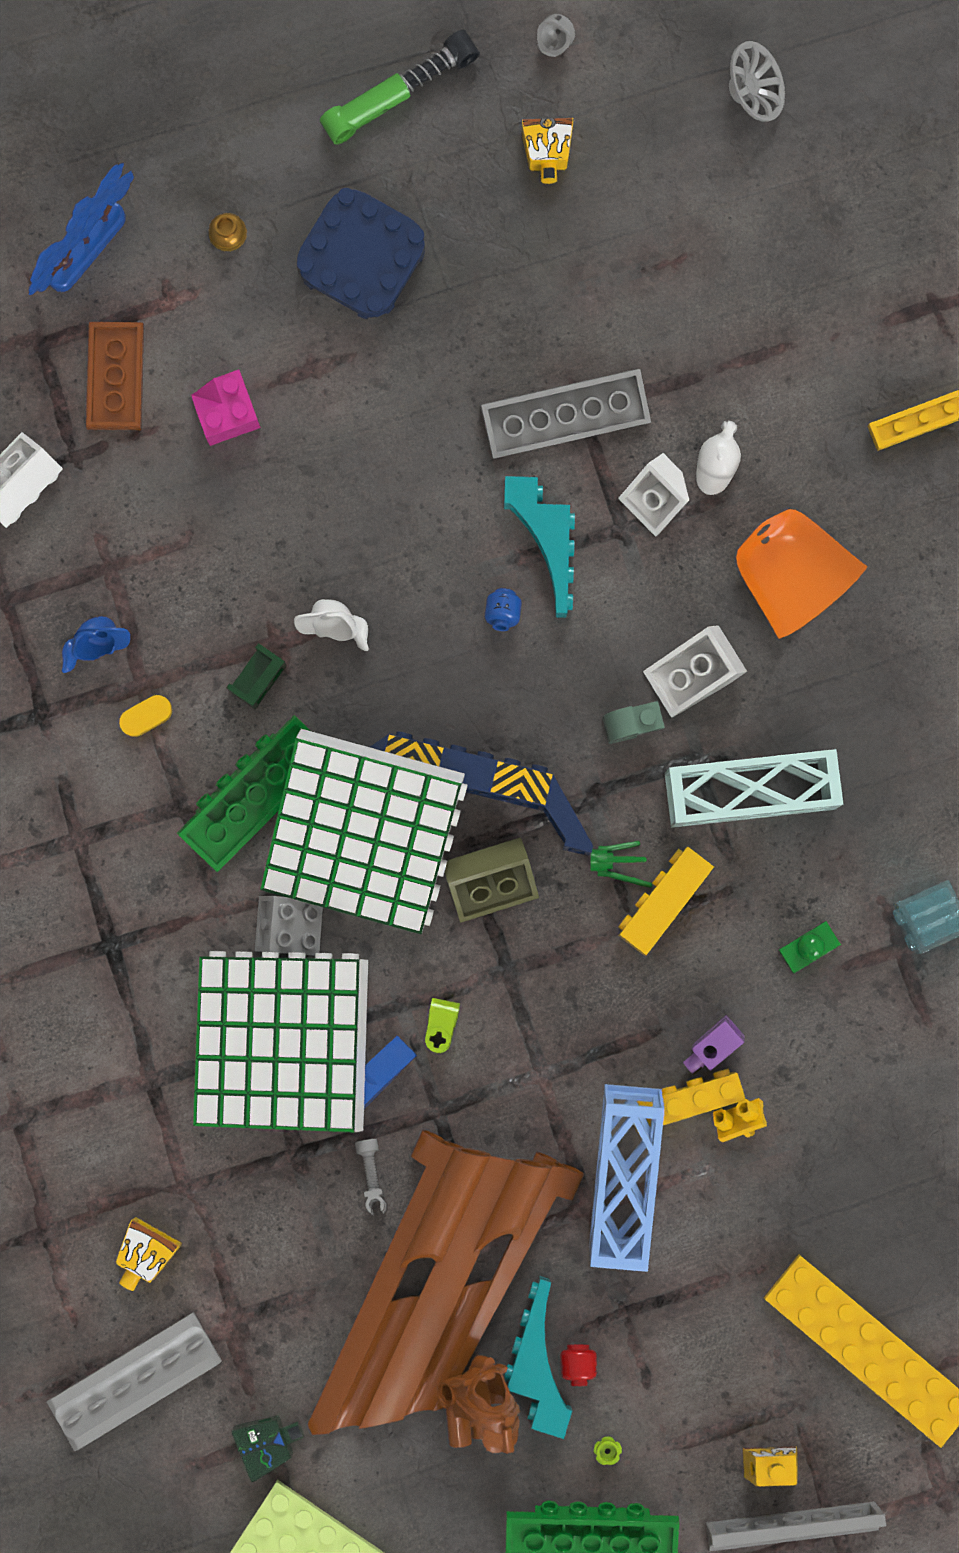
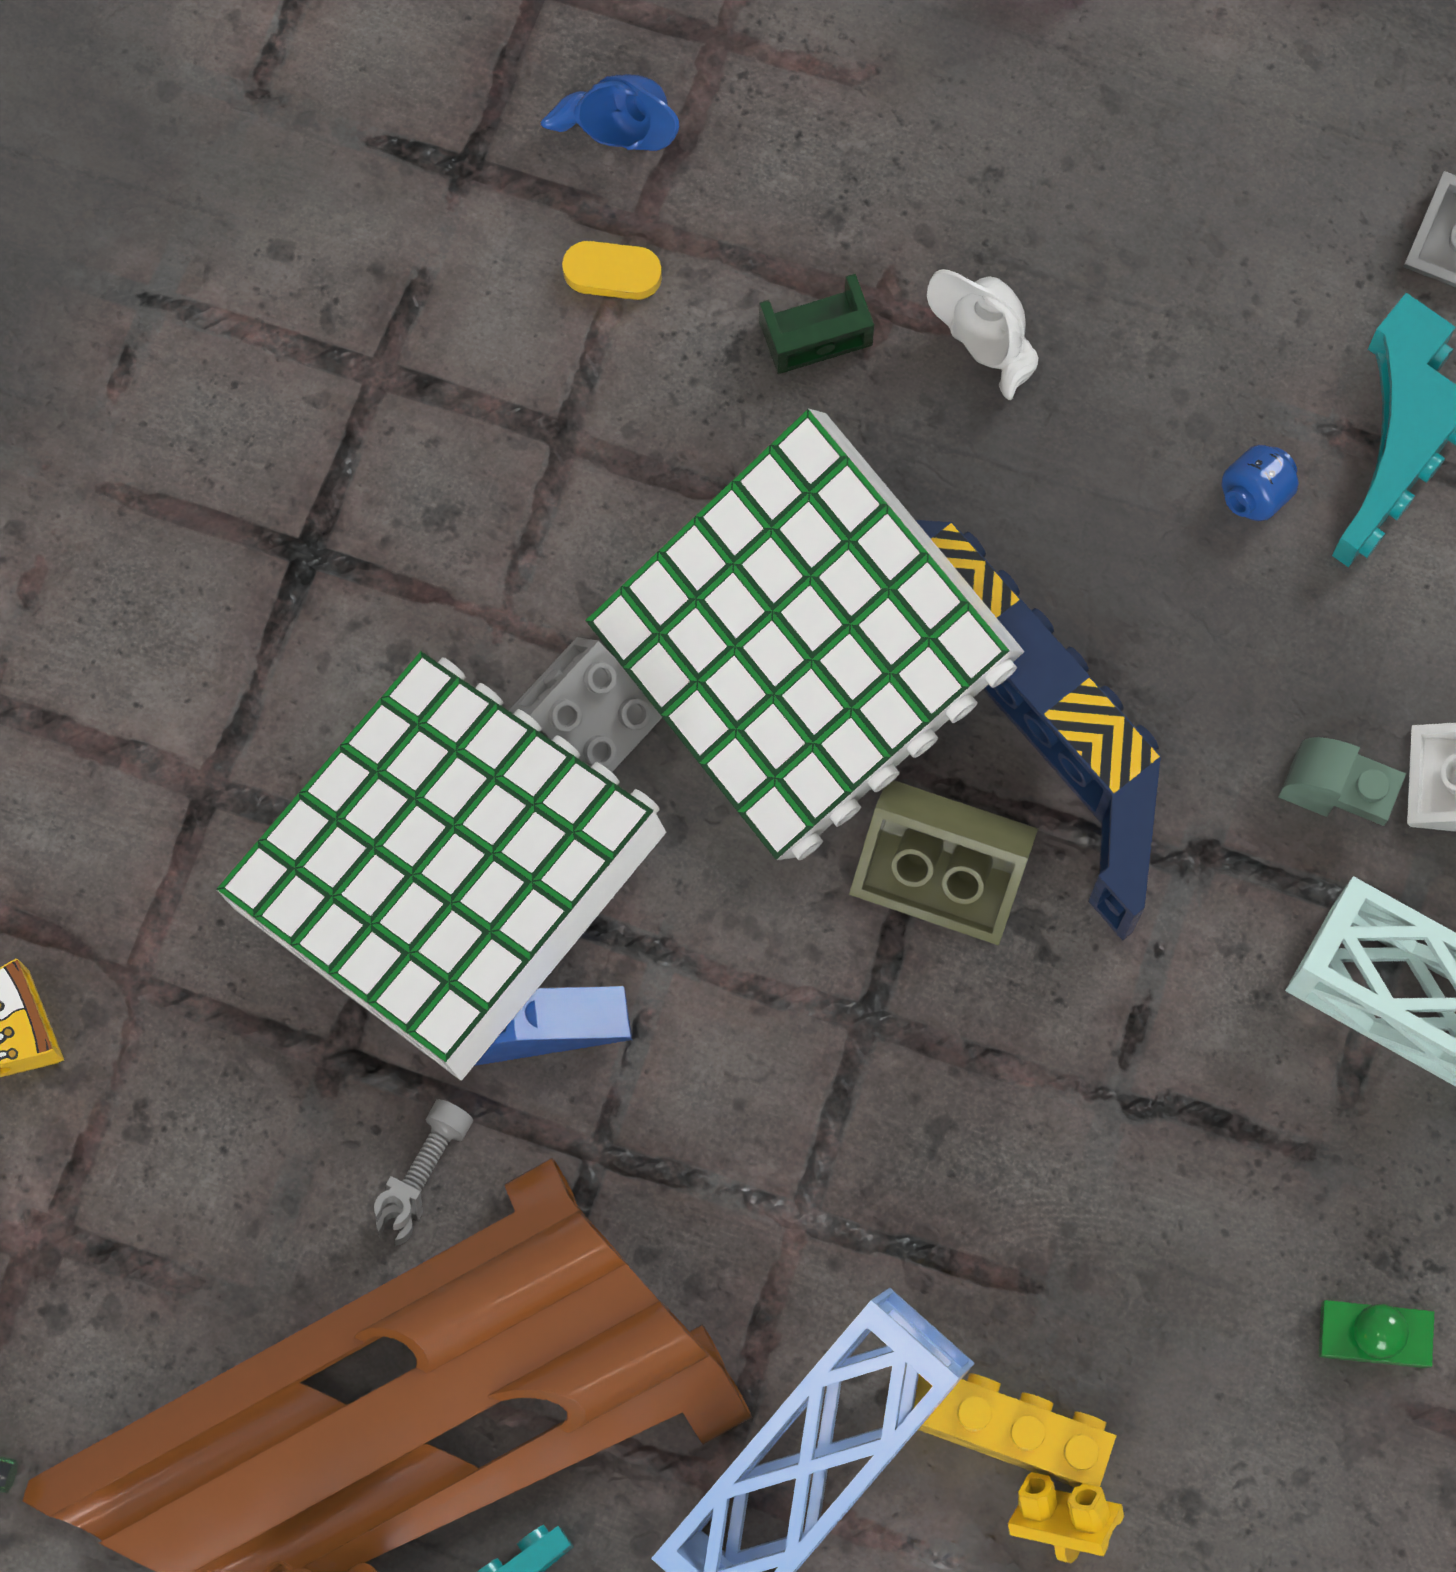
camera: 40 degrees right, 10 degrees down
(243, 799) = (641, 485): green plate -> none
(442, 1020) = (710, 1016): lime piece -> none
(603, 859) = (1142, 958): green plant -> none
(665, 901) = (1196, 1086): yellow brick -> none
(723, 1036) = (1134, 1373): medium lavender torso -> none

